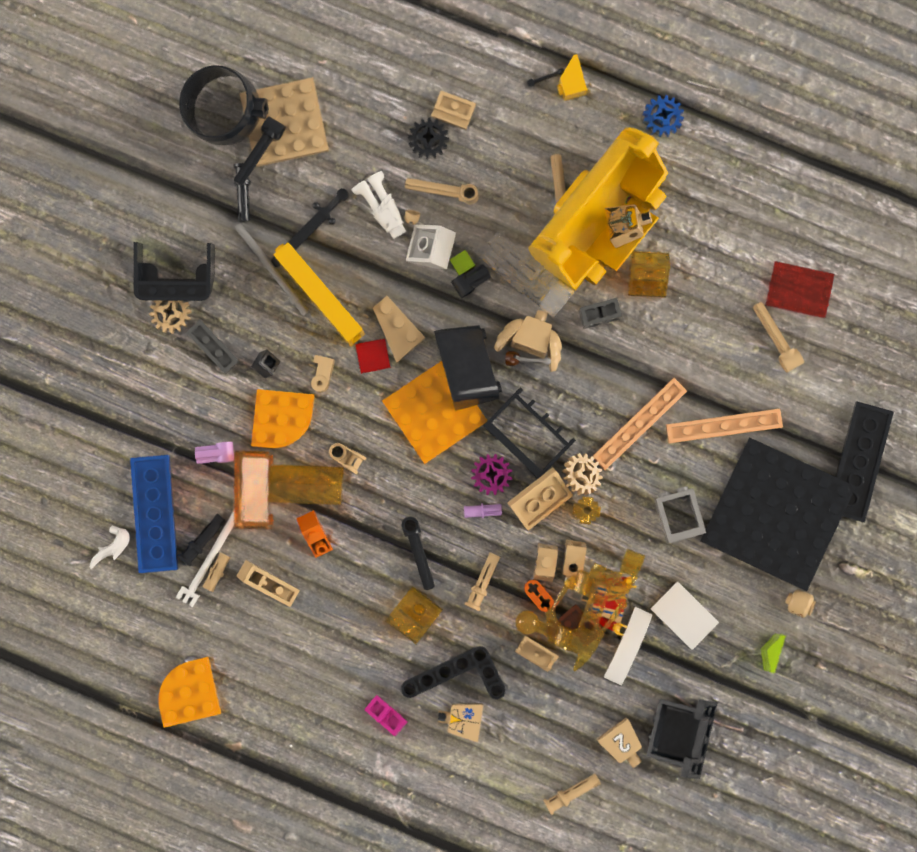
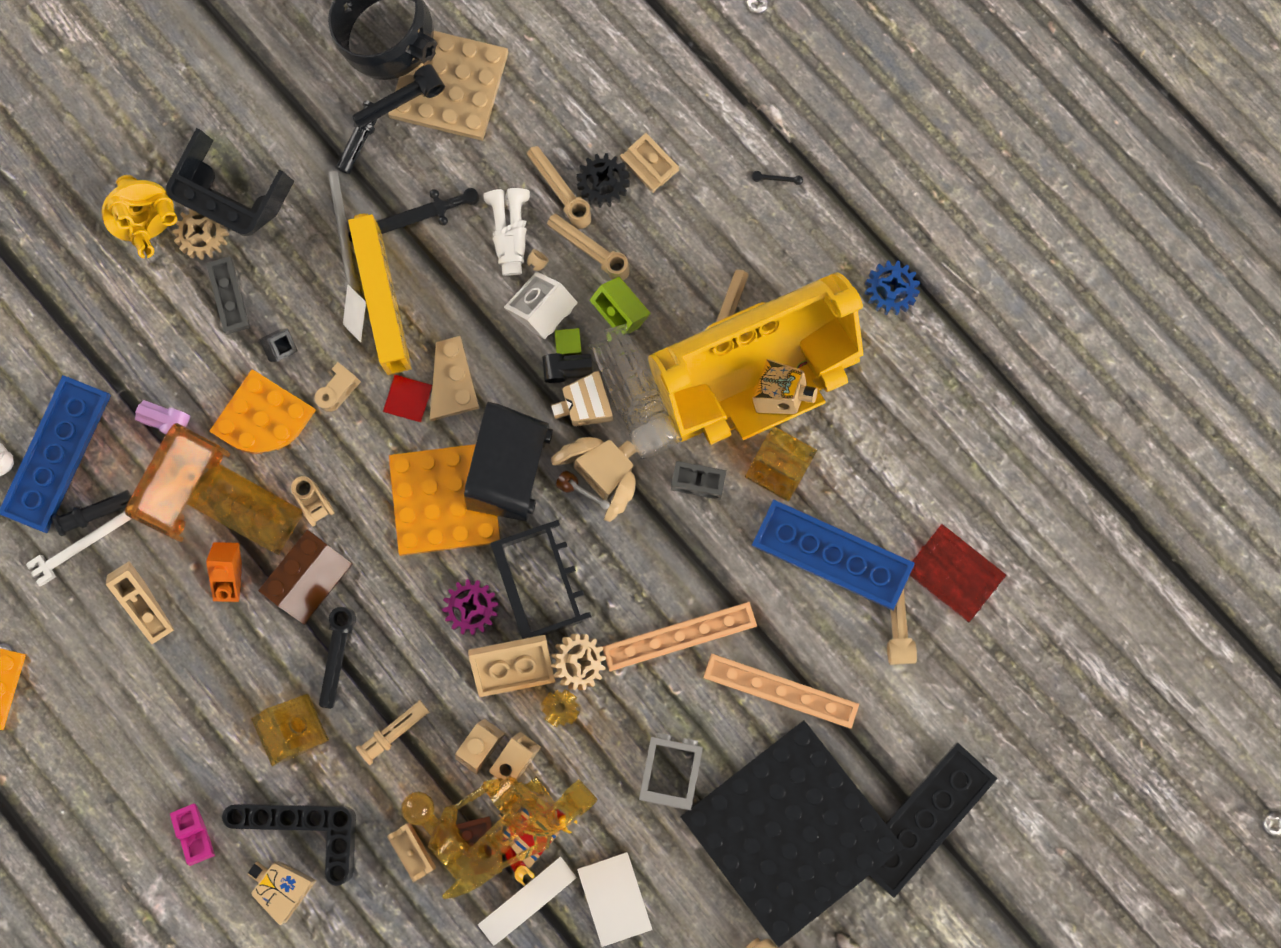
camera: 25 degrees right, 5 degrees down
(122, 320) = (138, 212): none -> yellow piece
(216, 572) = (88, 558): tan pin -> none
(308, 316) = (354, 313): none -> white sticker
(370, 510) = (305, 577): none -> reddish brown slope
(401, 158) = (561, 189): none -> tan axle
(482, 510) = (438, 645): lavender axle -> none
(485, 220) = (619, 305): none -> lime brick
(496, 298) = (584, 402): none -> torso
(535, 598) = (444, 783): orange beam -> none
(572, 81) = (805, 195): yellow slope -> none
(714, 318) = (833, 555): none -> blue plate

